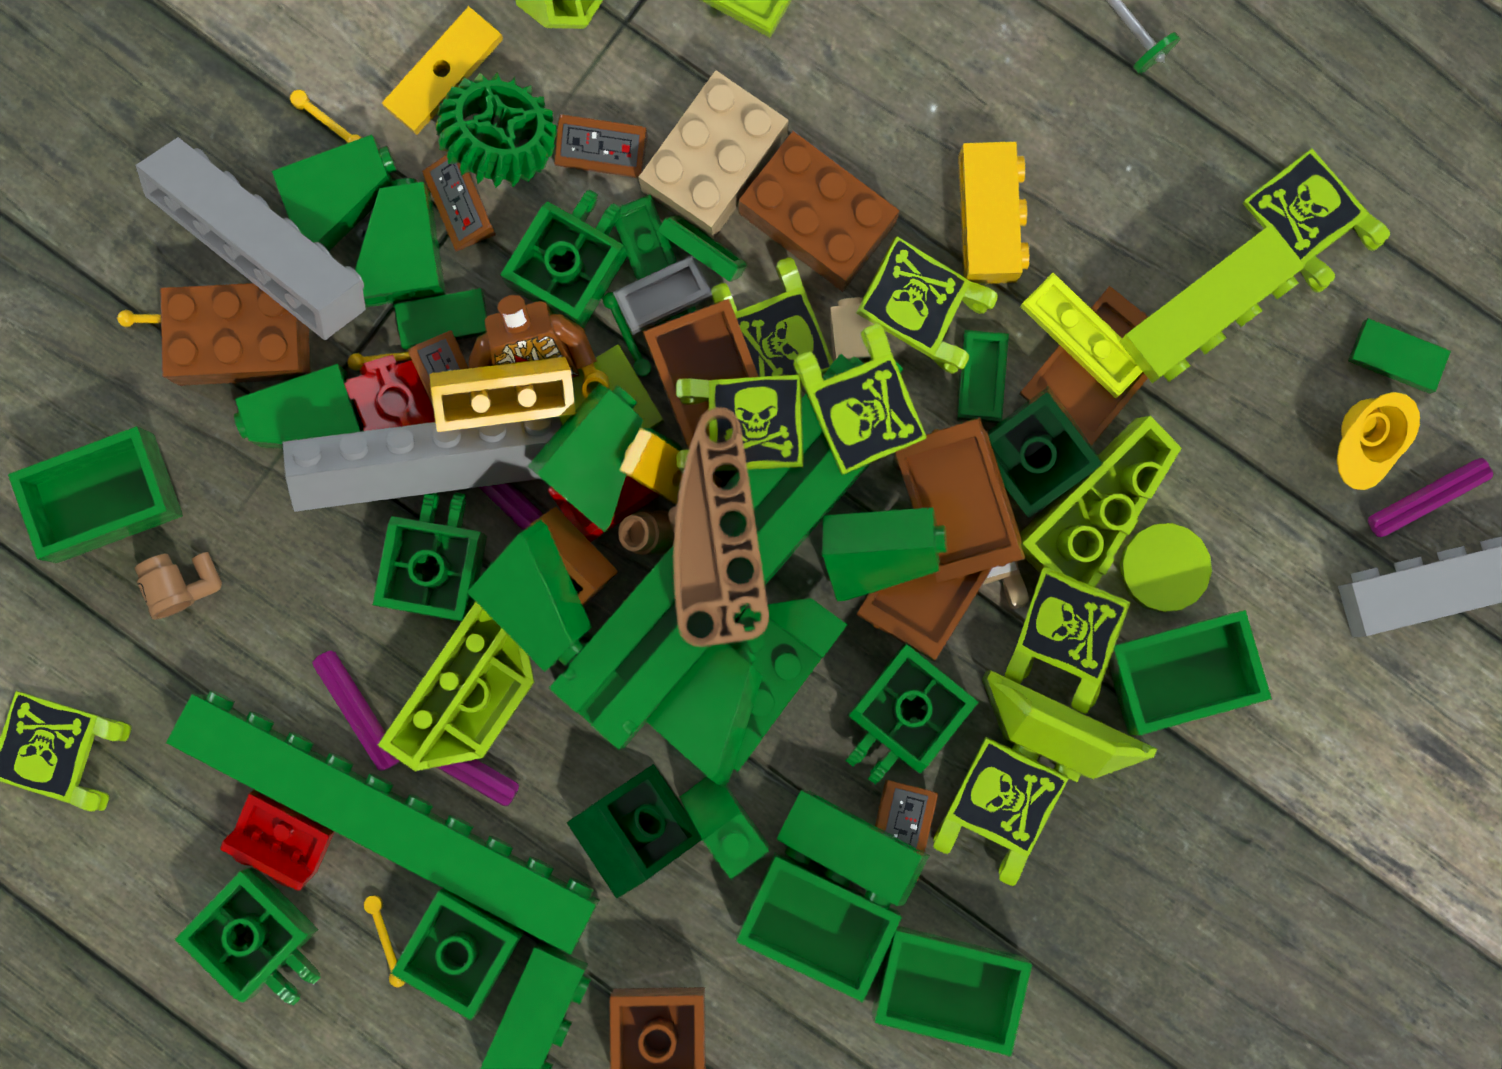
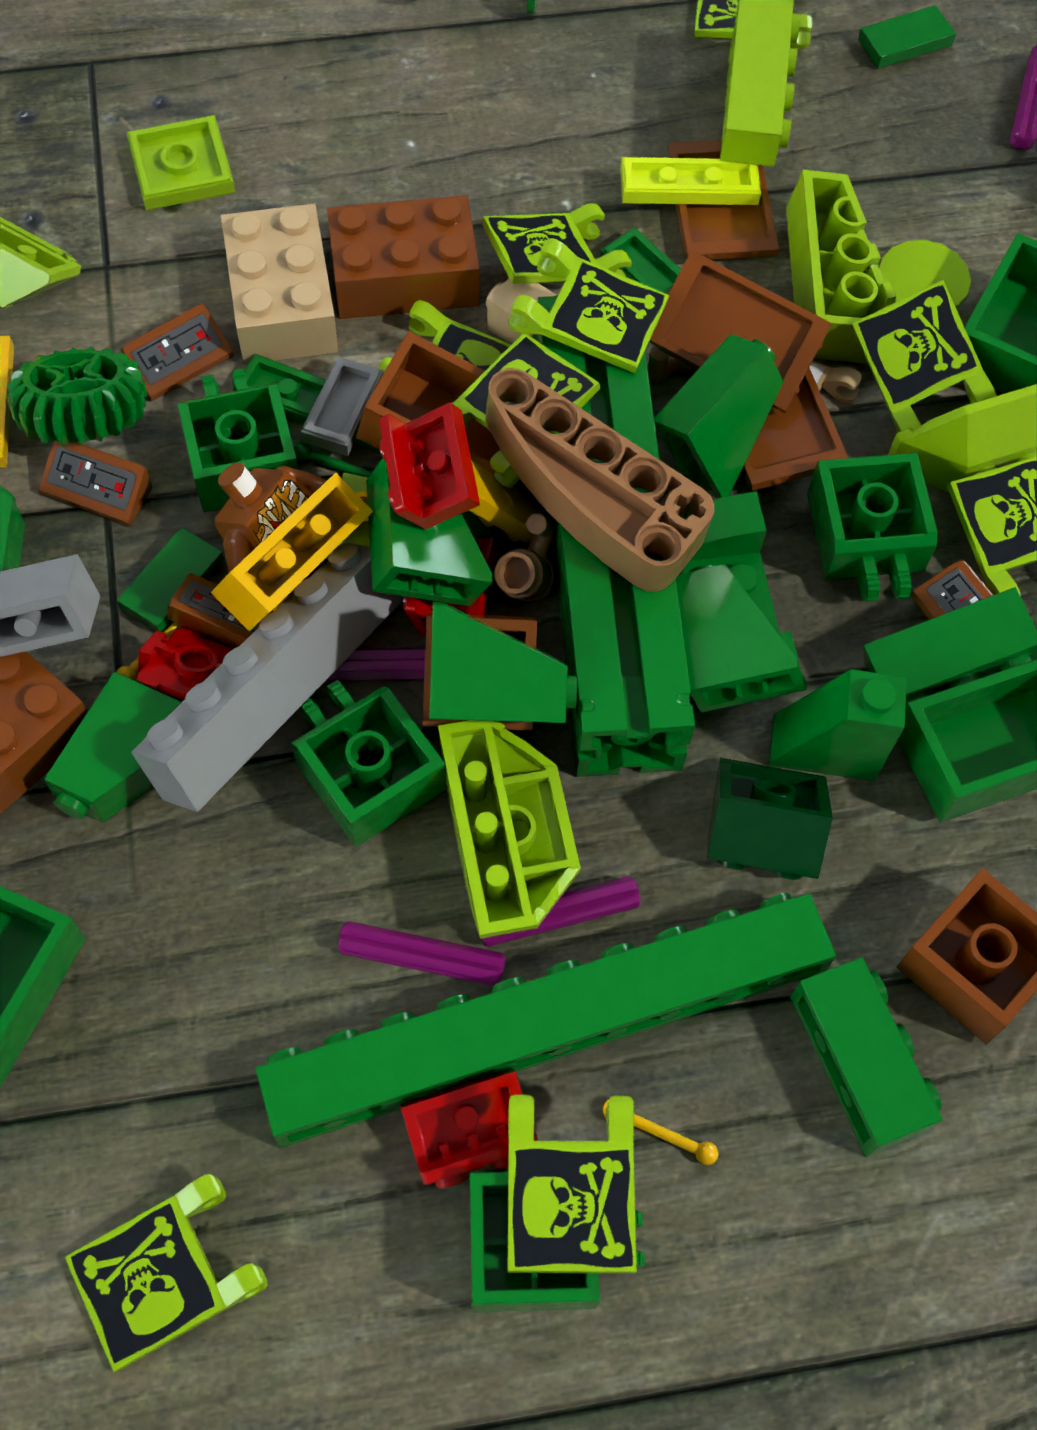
camera: 50 degrees left, 20 degrees down
(166, 588) = (134, 1011): medium nougat piece -> none
(276, 938) = (571, 1198): none -> flag
(401, 246) = (67, 524): green slope -> none
(457, 953) = (740, 1057): green brick -> none
(617, 429) = (429, 466): none -> red bracket
(703, 247) = (324, 350): green tile -> none
(992, 212) = (530, 159): yellow brick -> none
(1041, 452) = (759, 247): dark green slope -> none
(1375, 437) = (954, 79): yellow piece -> none

